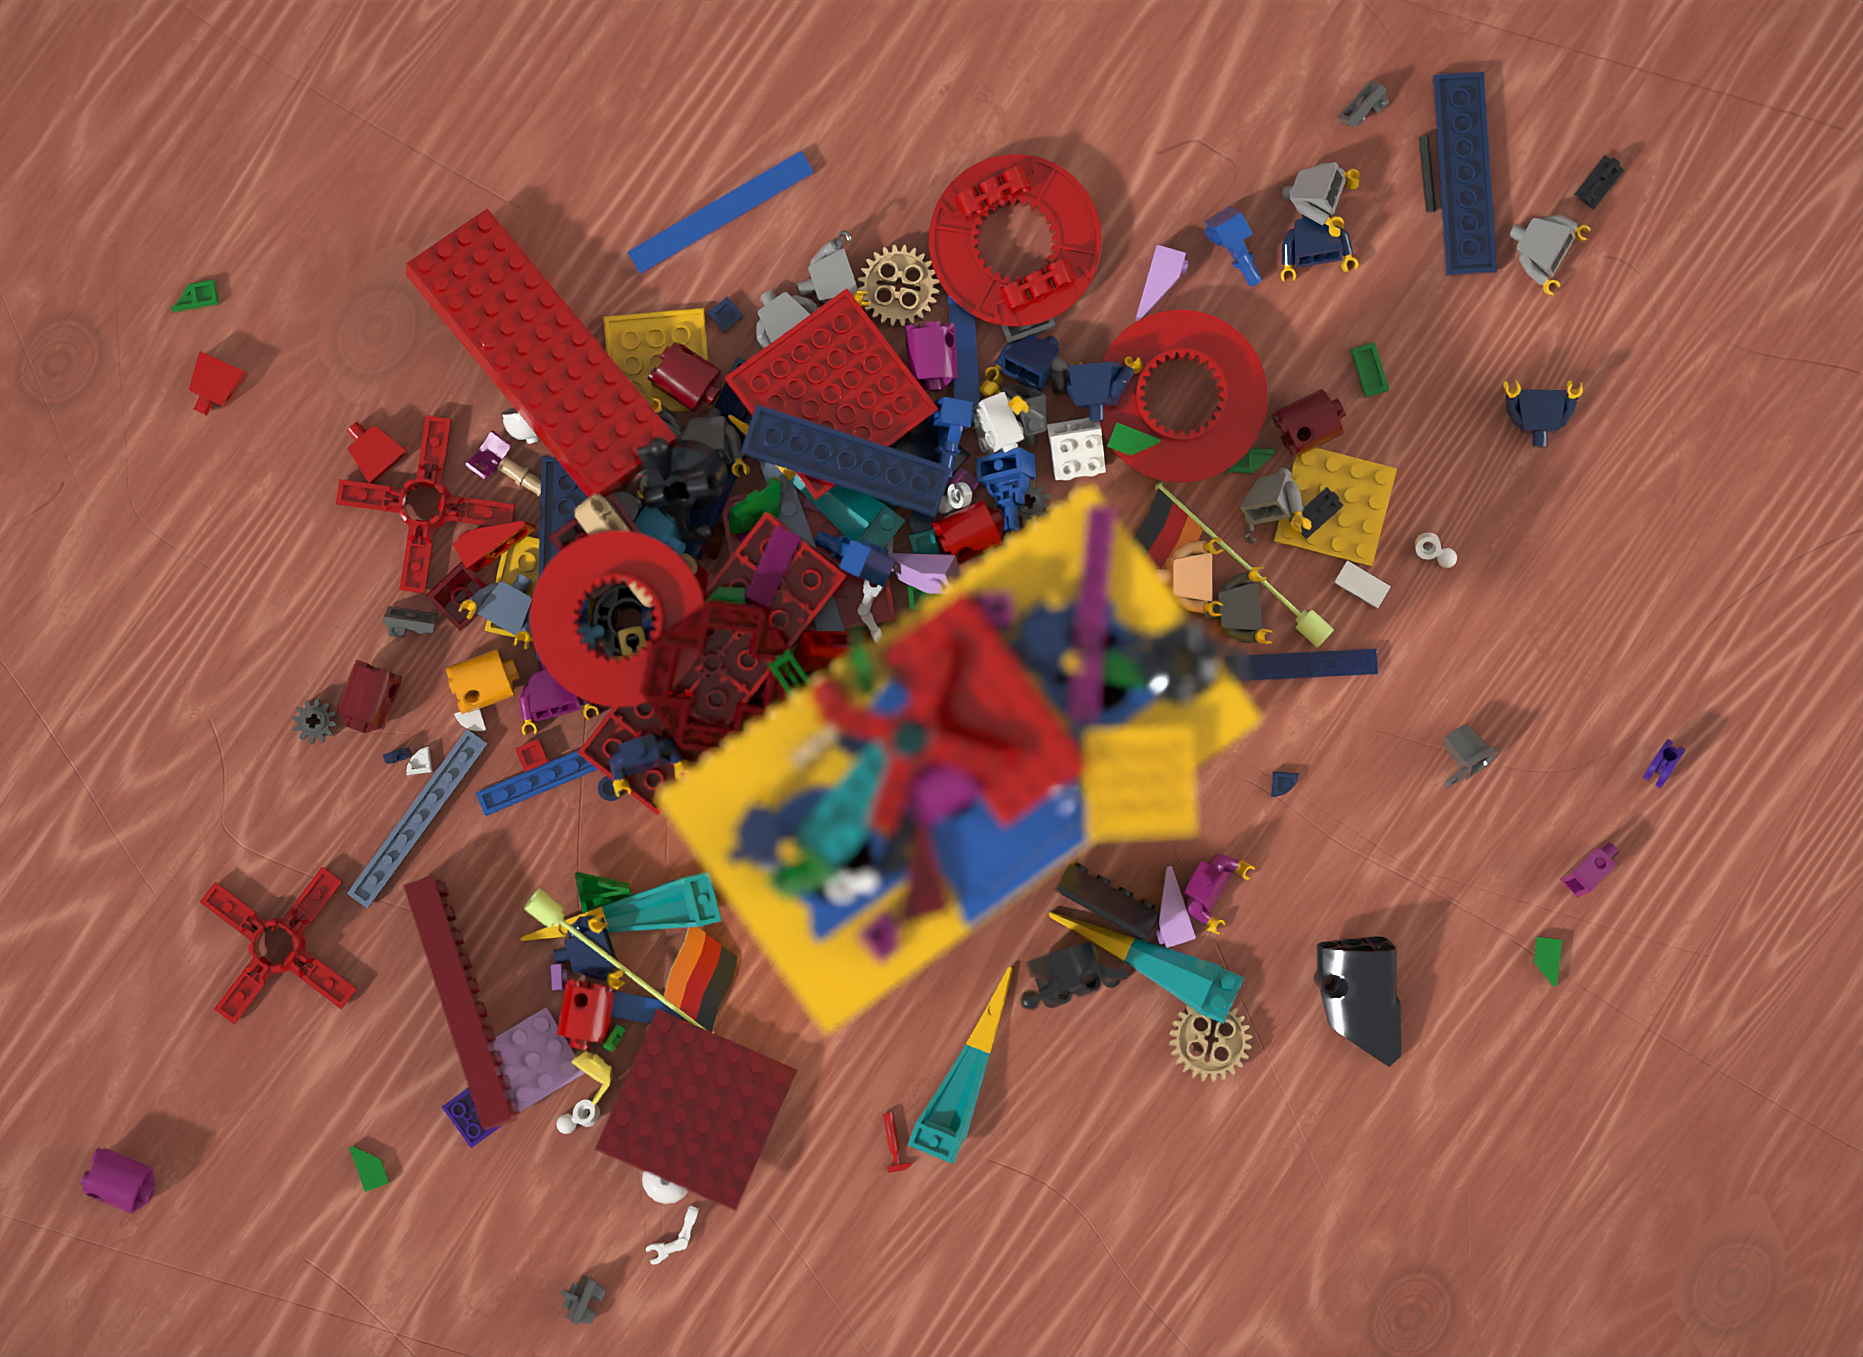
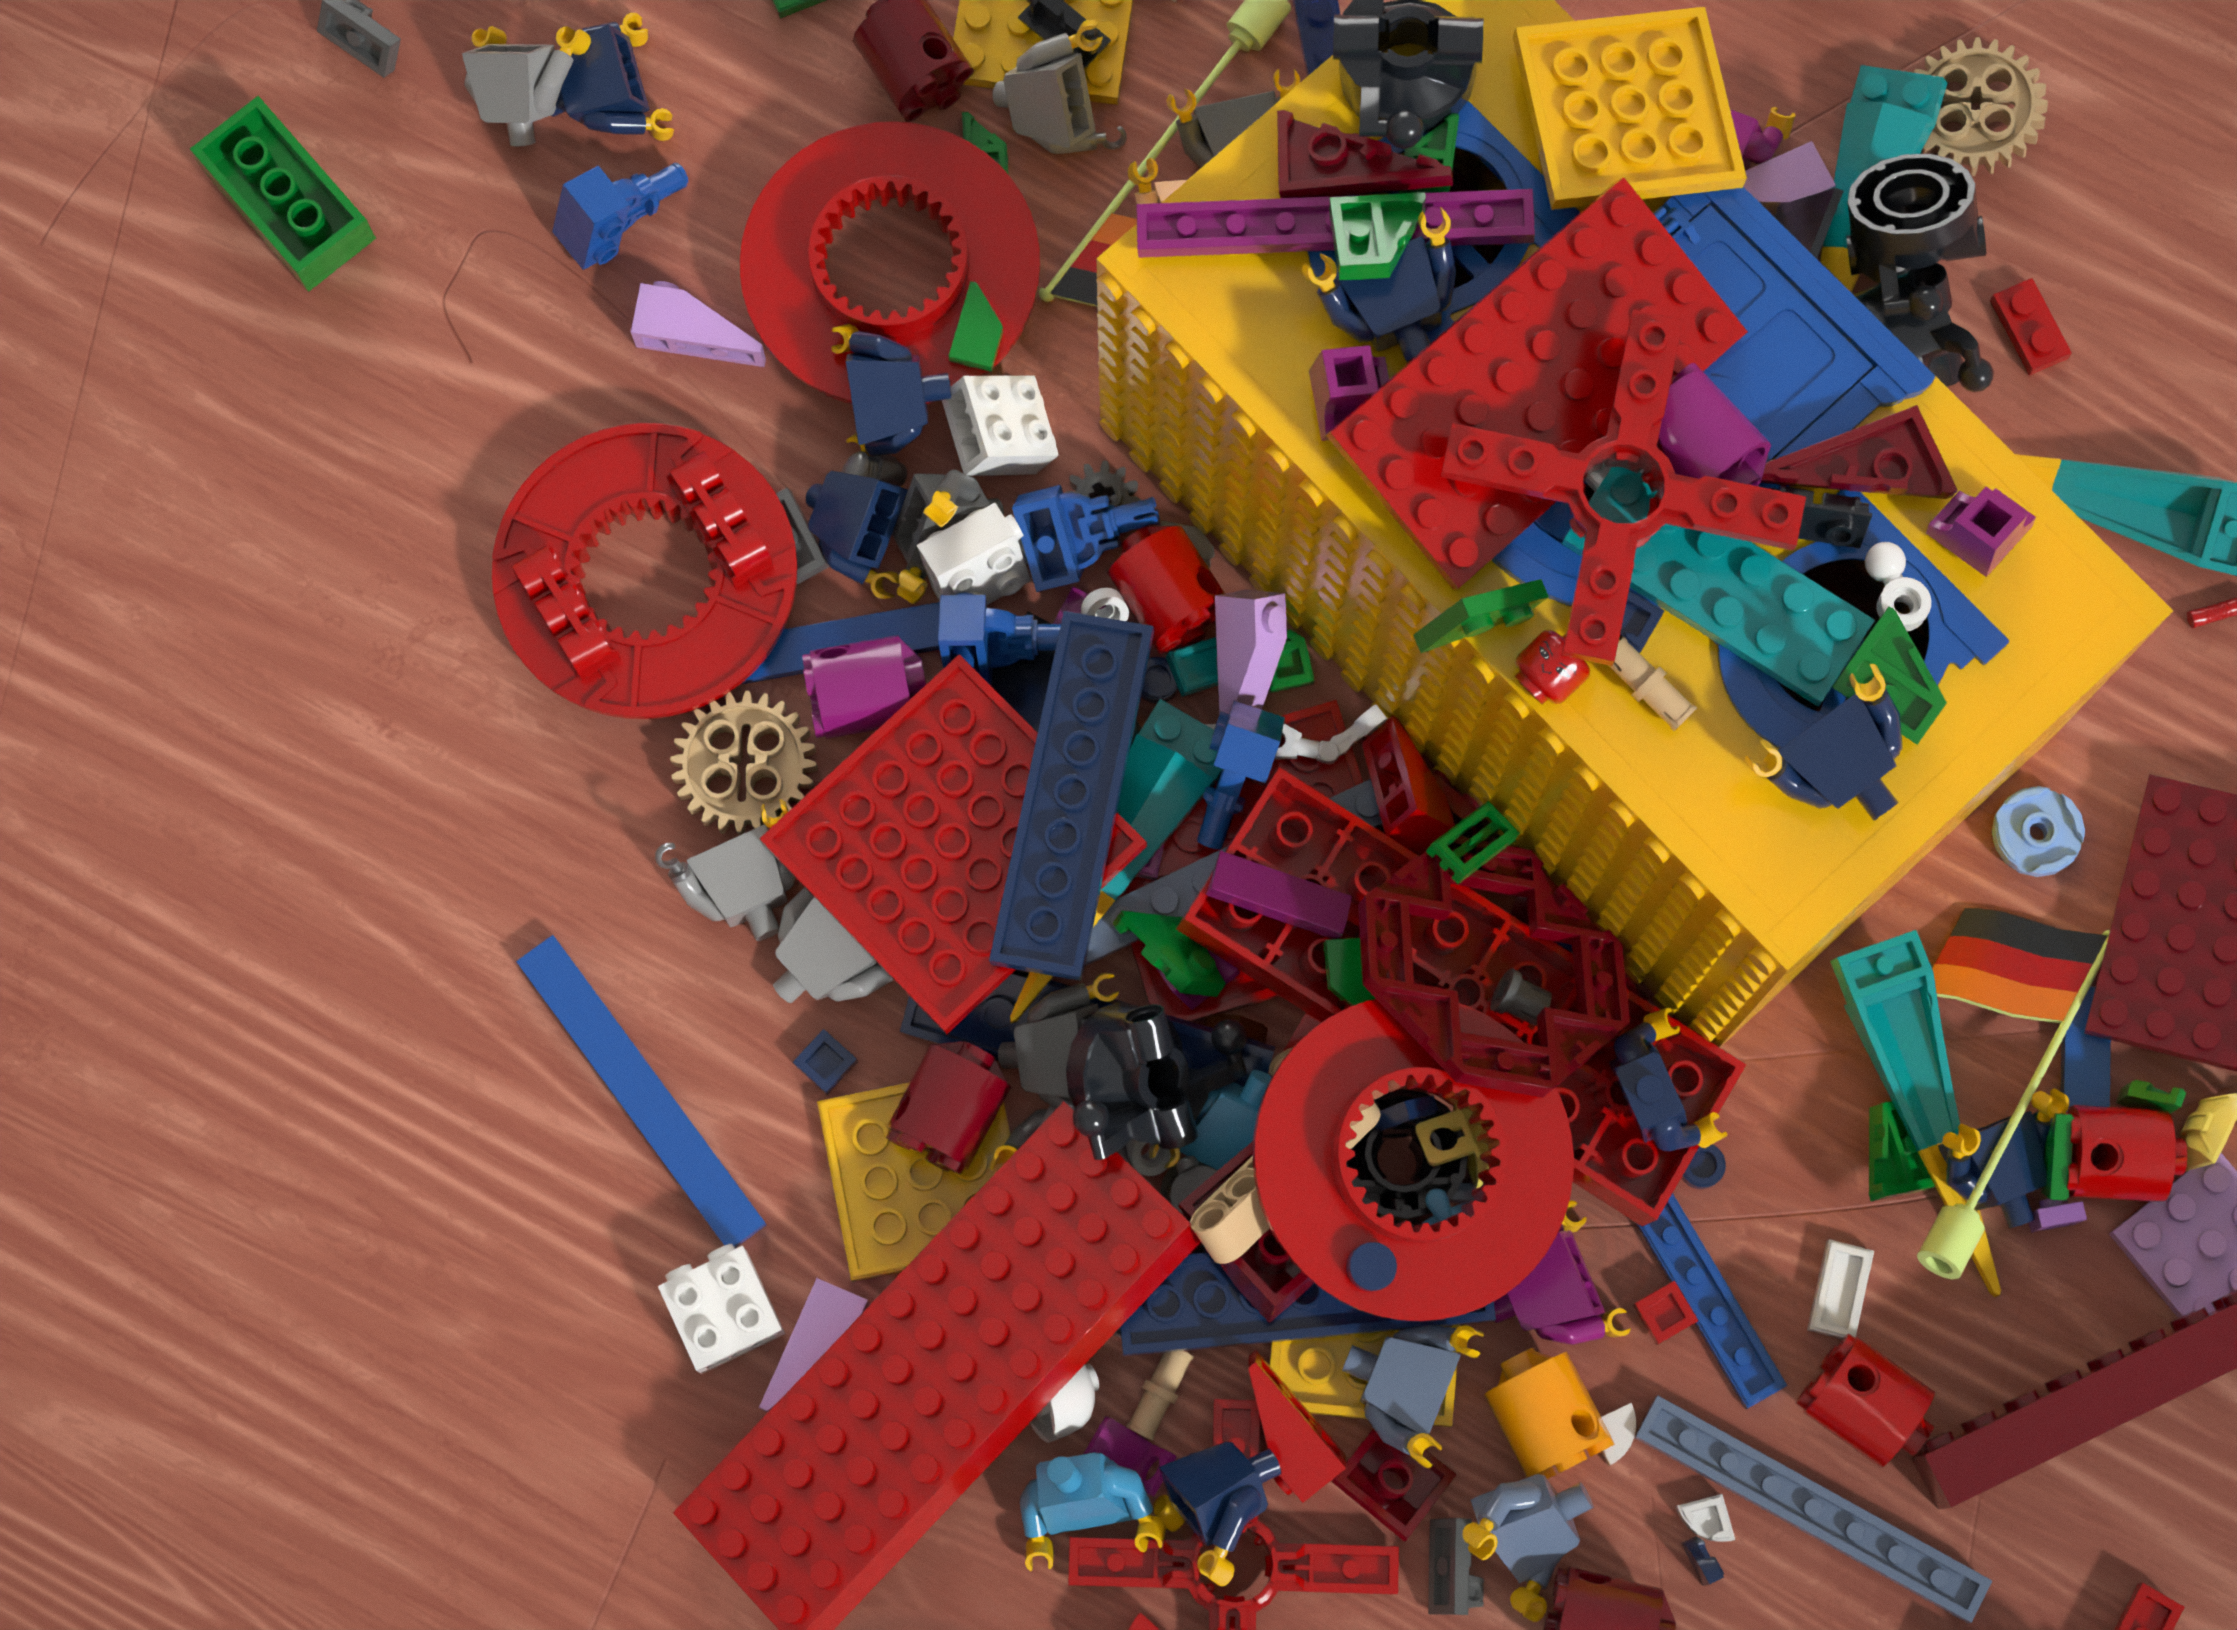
camera: 95 degrees left, 10 degrees down
(421, 661) = (1530, 1533): none -> sand blue torso
(456, 497) = (1216, 1497): none -> dark blue torso
(461, 862) = (1868, 1402): none -> red cylinder
(470, 427) = (1082, 1495): none -> dark azure torso
(533, 853) = (1840, 1289): none -> white tile
(560, 586) = (1371, 1266): none -> dark blue tile
(579, 298) = (822, 1321): none -> lavender slope
(585, 978) = (2058, 1157): none -> green tile
(595, 244) = (720, 1308): none -> white brick
(703, 691) = (1519, 997): none -> dark grey bush
(761, 999) = (2050, 812): none -> light blue plate
(1073, 1051) = (2030, 326): none -> red plate
(1075, 629) = (1372, 232): none -> green wing
(1126, 610) = (1343, 164): none -> dark red wing
(1140, 974) = (1911, 217): none -> black piece
(1266, 53) = (283, 193): none -> green brick

